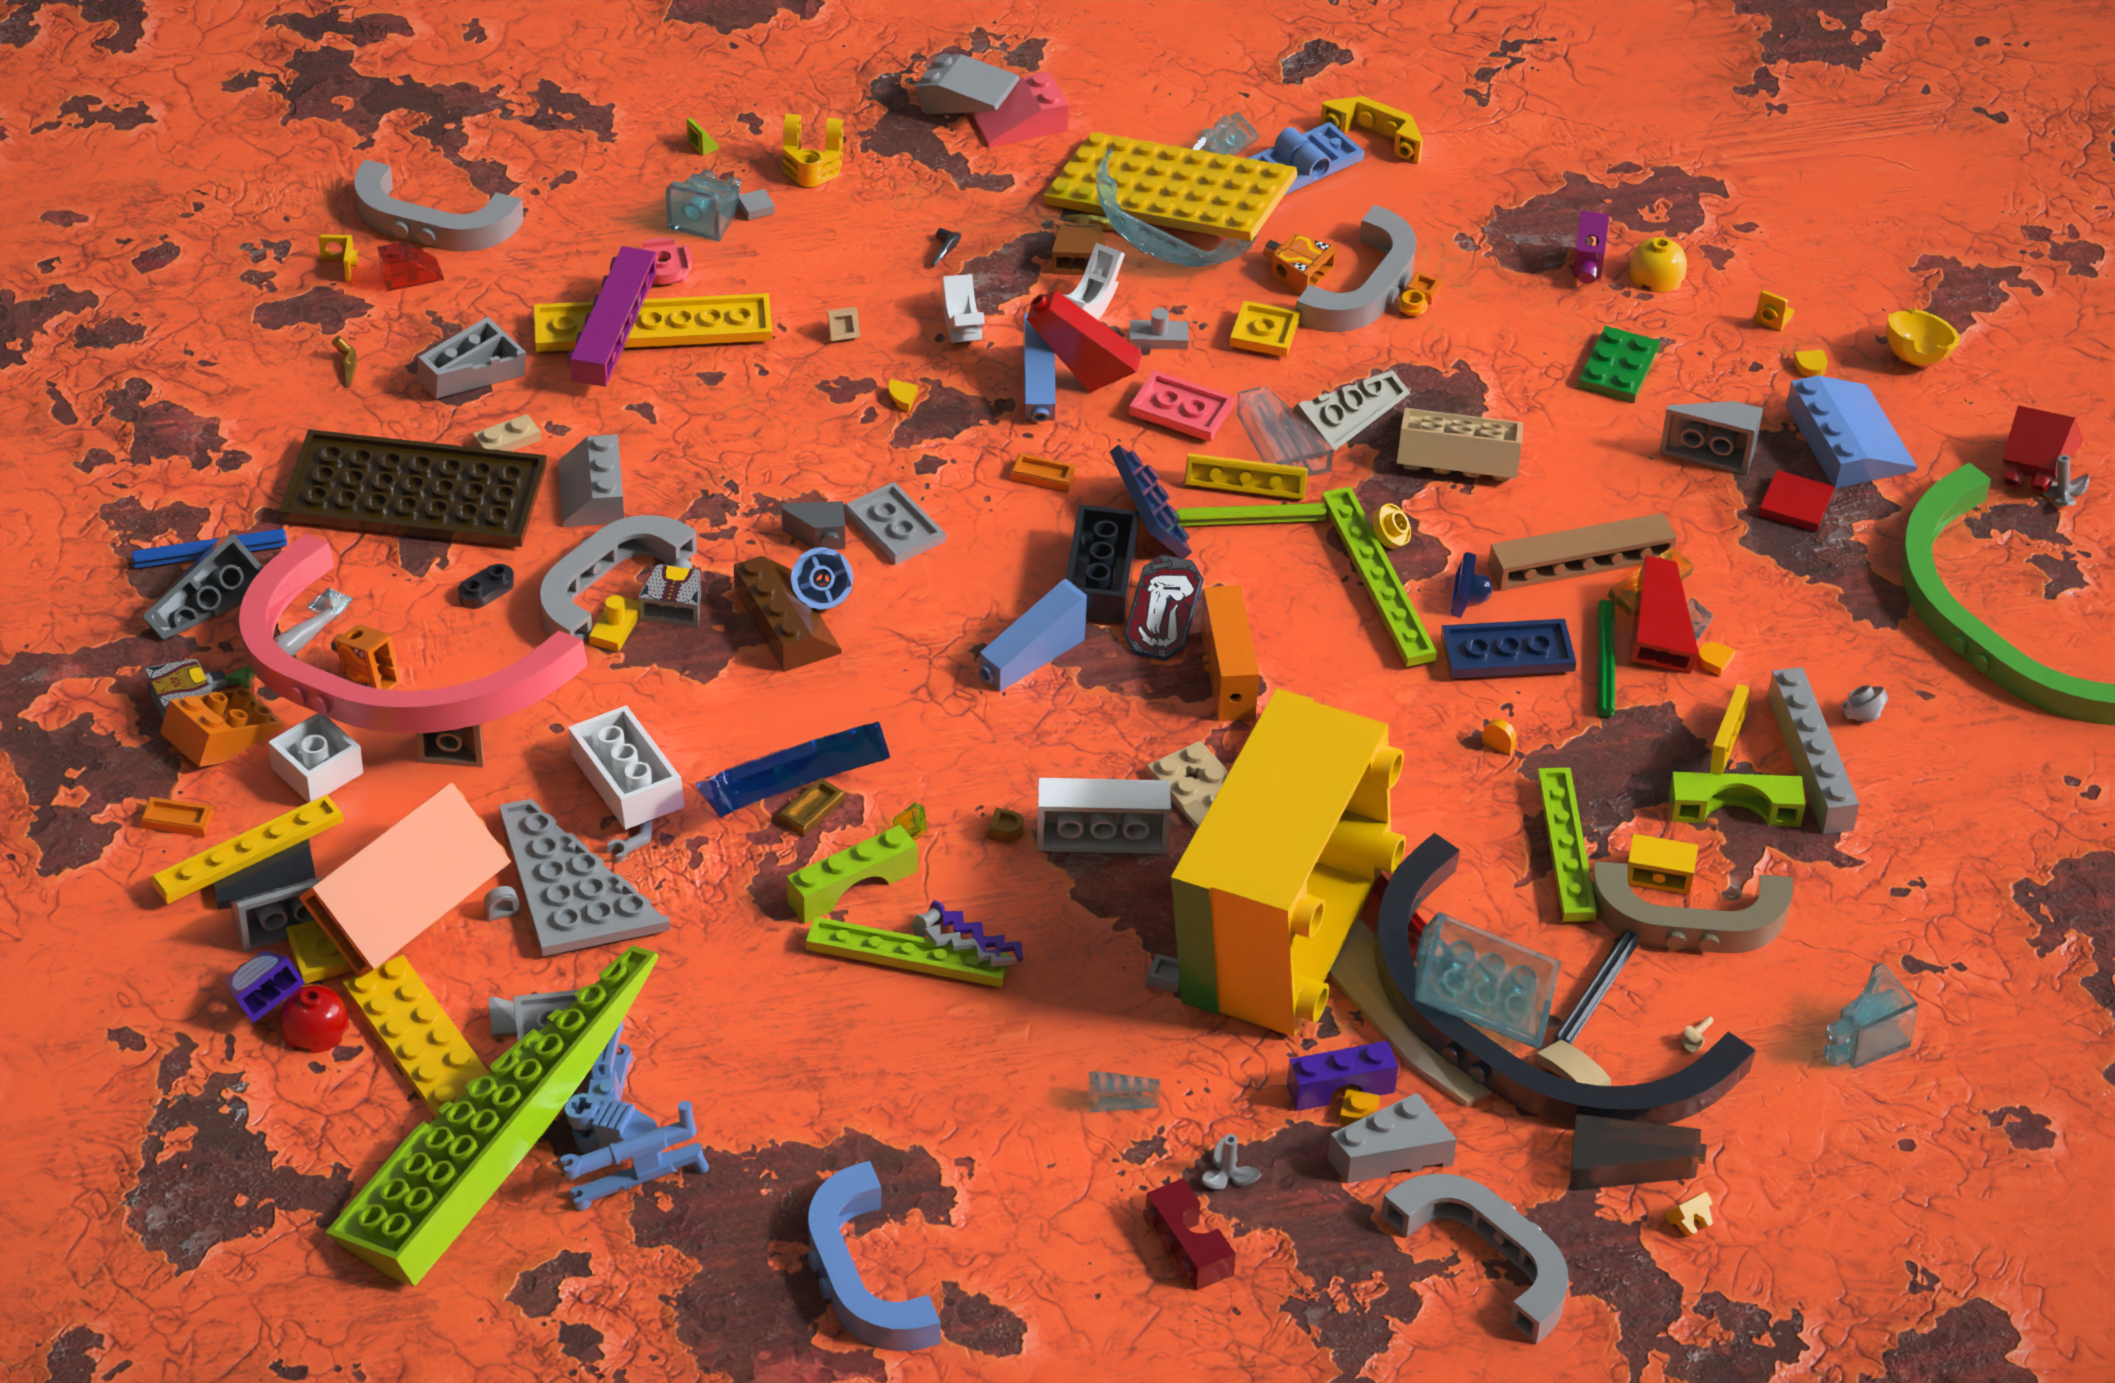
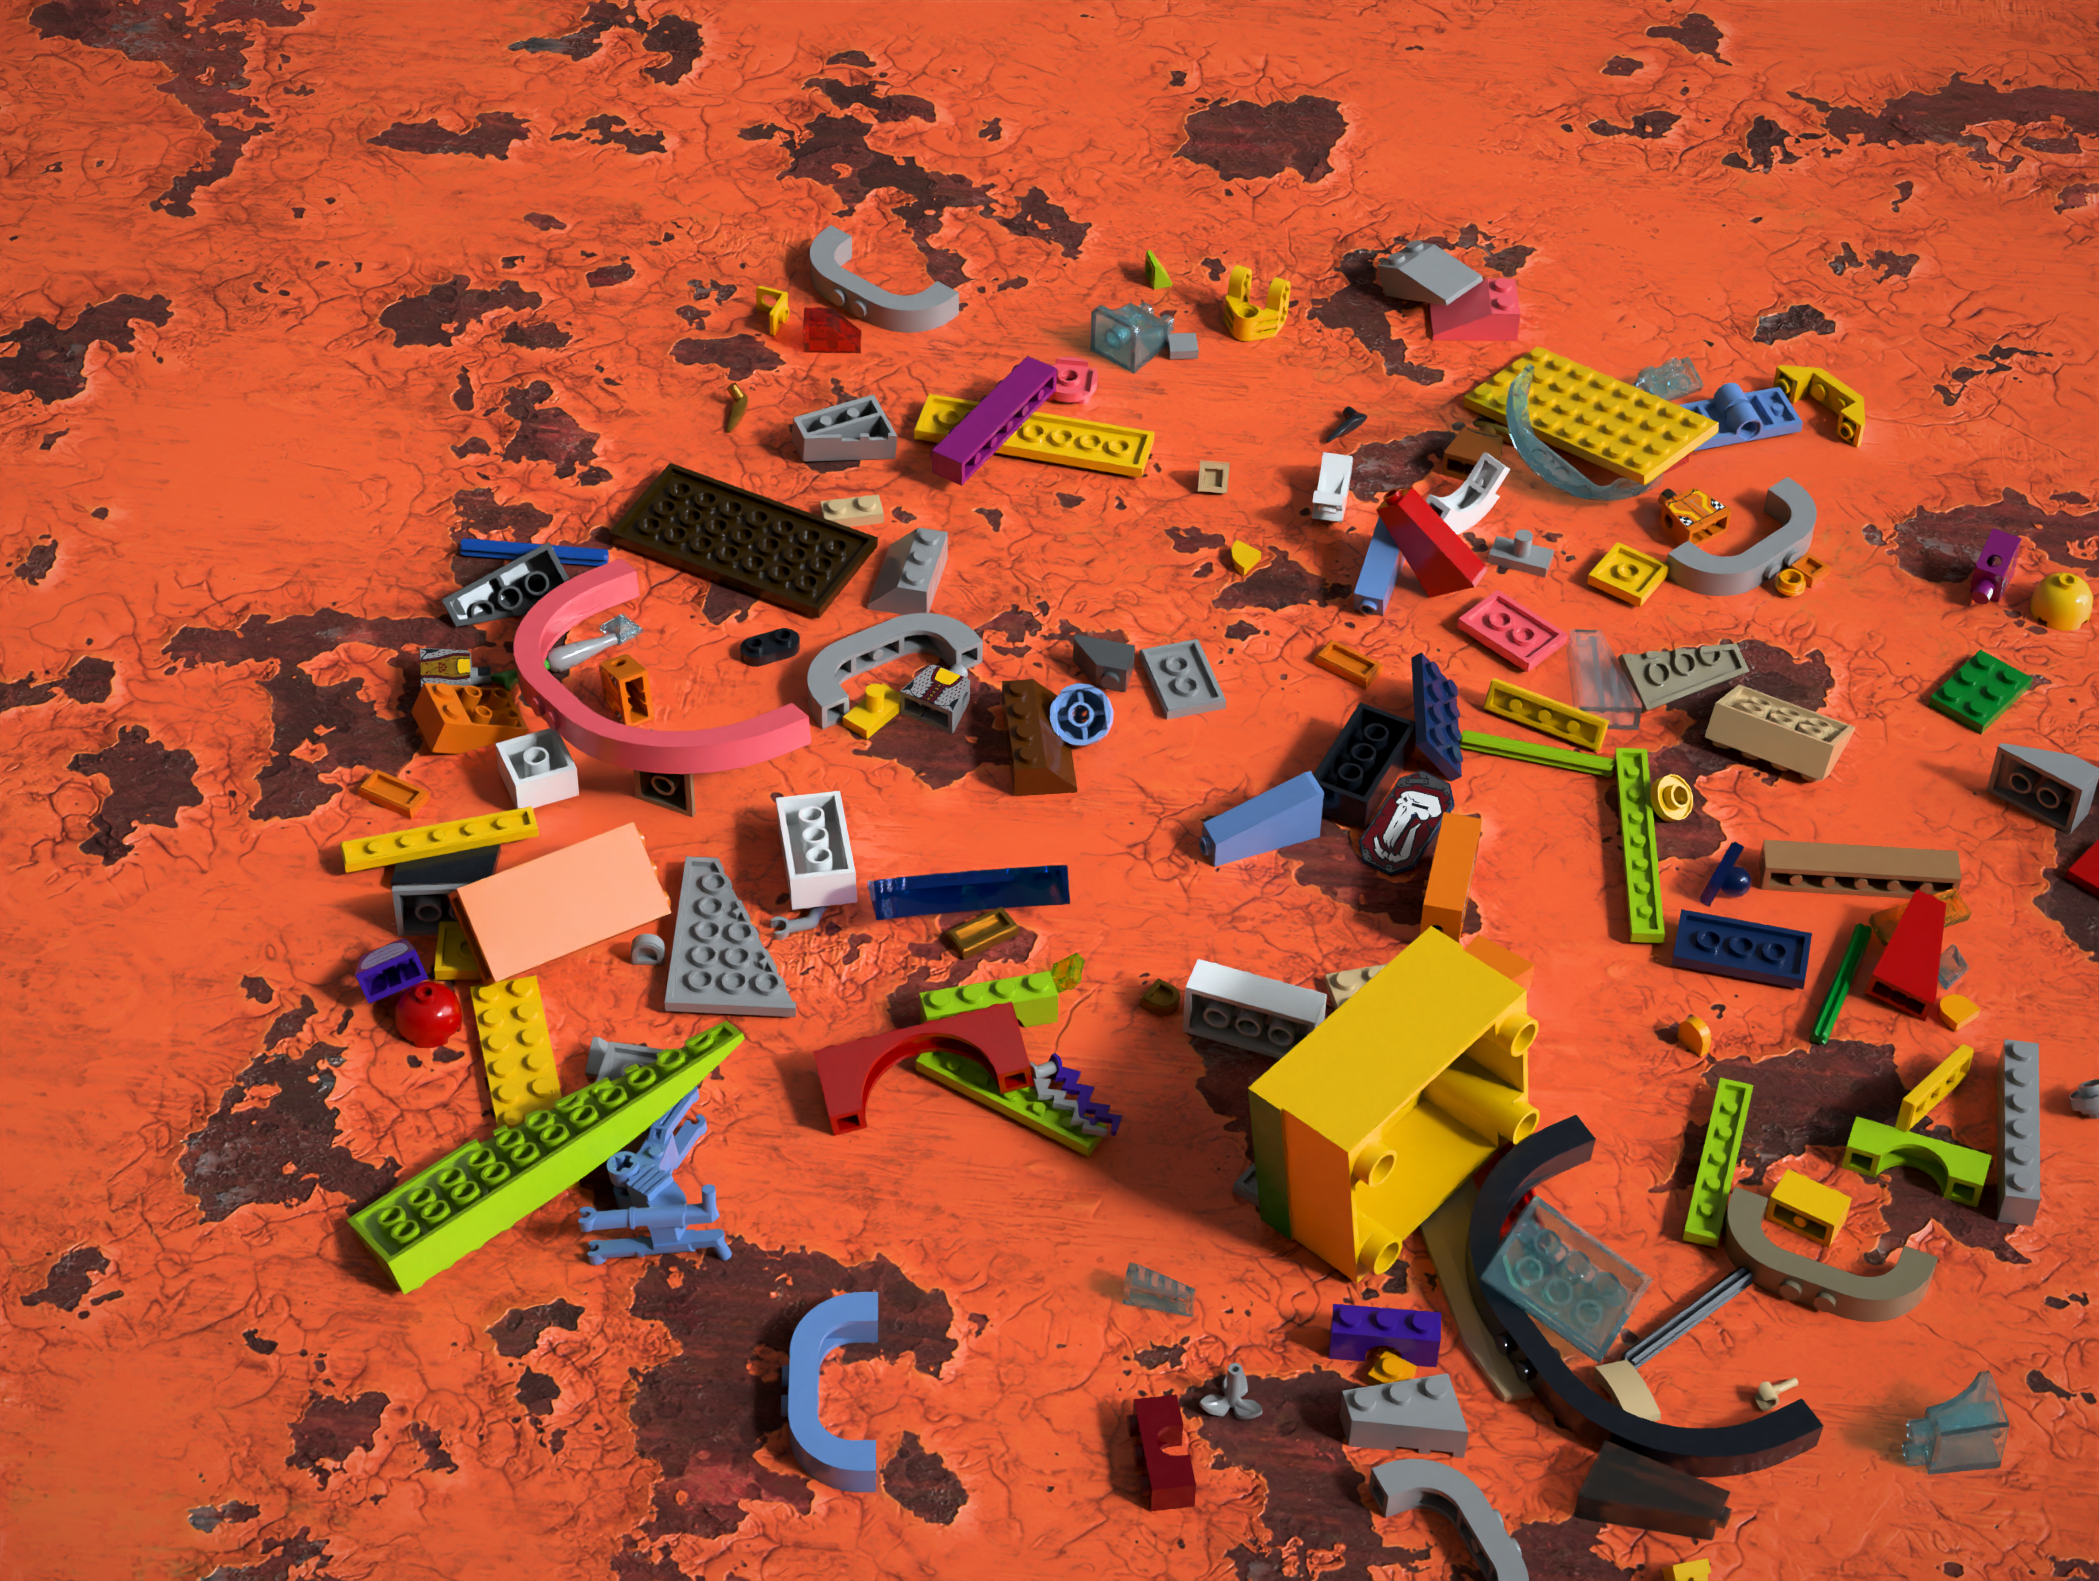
camera: 20 degrees right, 0 degrees up
(868, 900) = (984, 1035): none -> red arch

